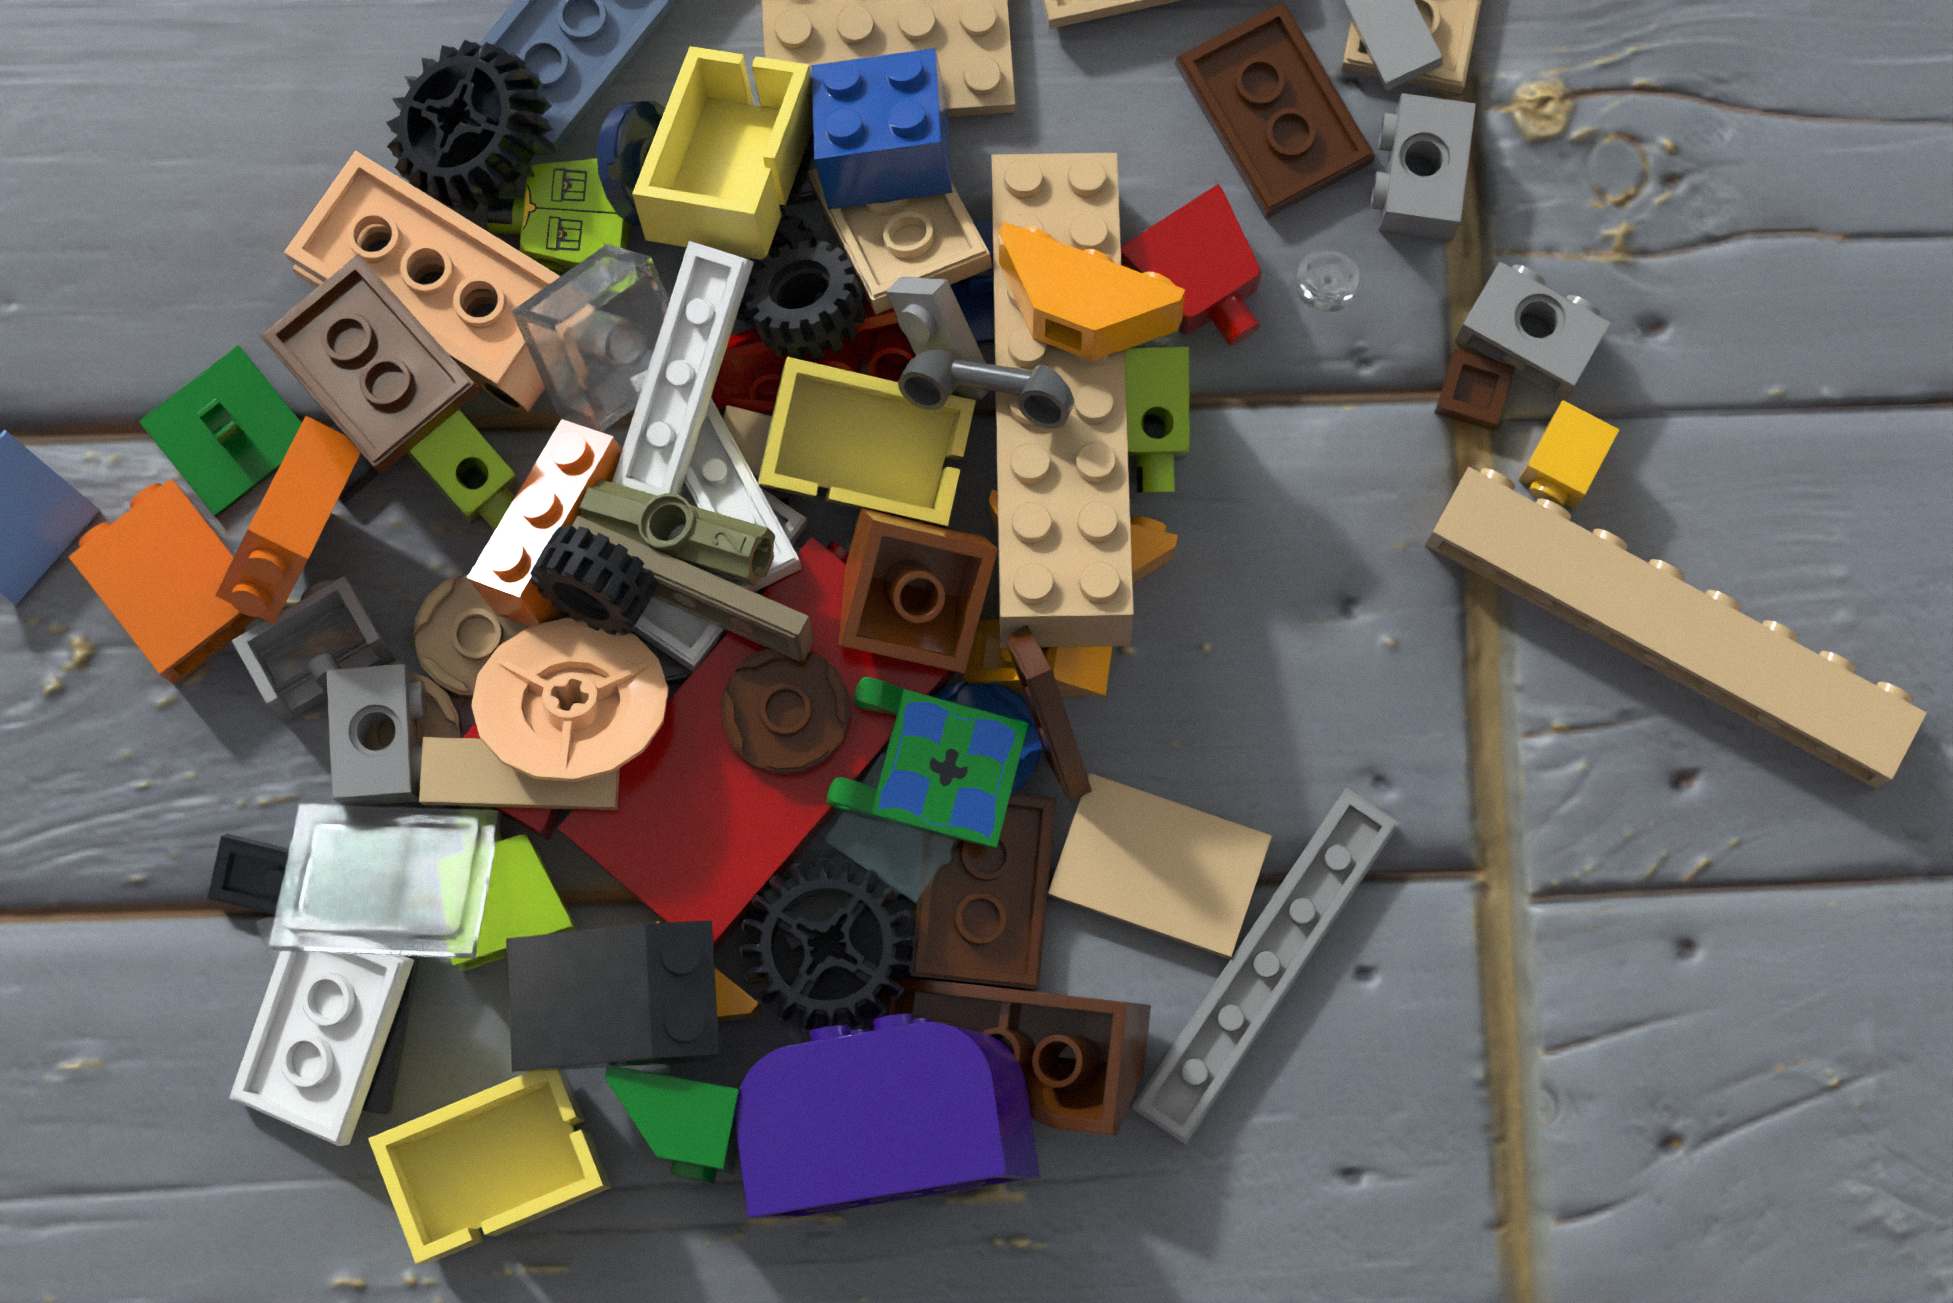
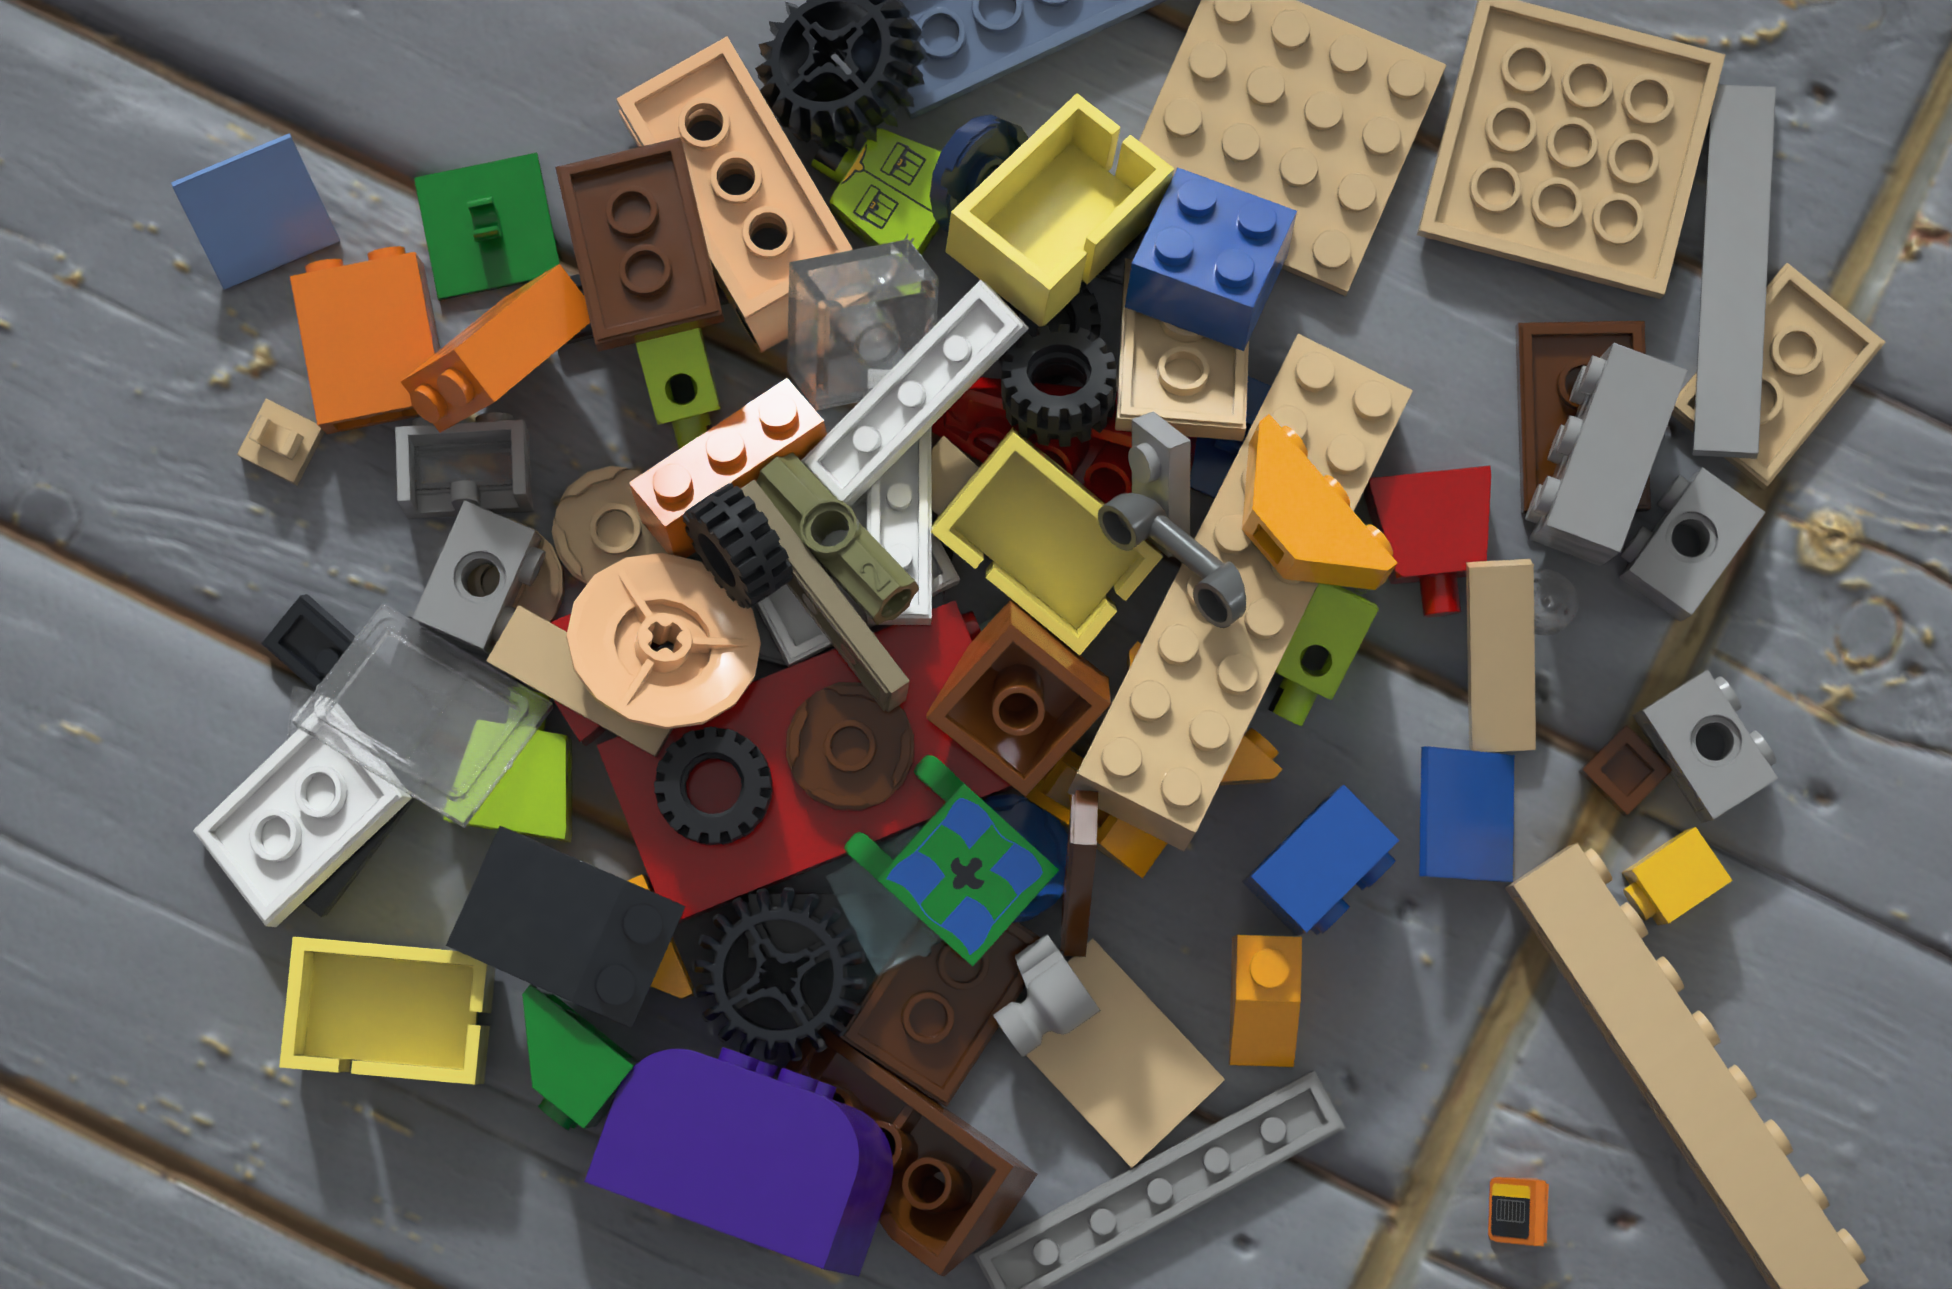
camera: 25 degrees right, 5 degrees up
(135, 712) = (281, 442): none -> tan tile
(652, 777) = (681, 760): none -> black tyre
(1085, 840) = (1053, 1001): none -> light grey piece
(1254, 596) = (1321, 862): none -> blue brick
(1269, 746) = (1264, 1000): none -> light orange slope
(1312, 120) = (1604, 453): none -> light grey brick
(1315, 342) = (1501, 655): none -> tan tile
(1359, 494) = (1466, 814): none -> blue piece
(1590, 815) = (1518, 1211): none -> slope

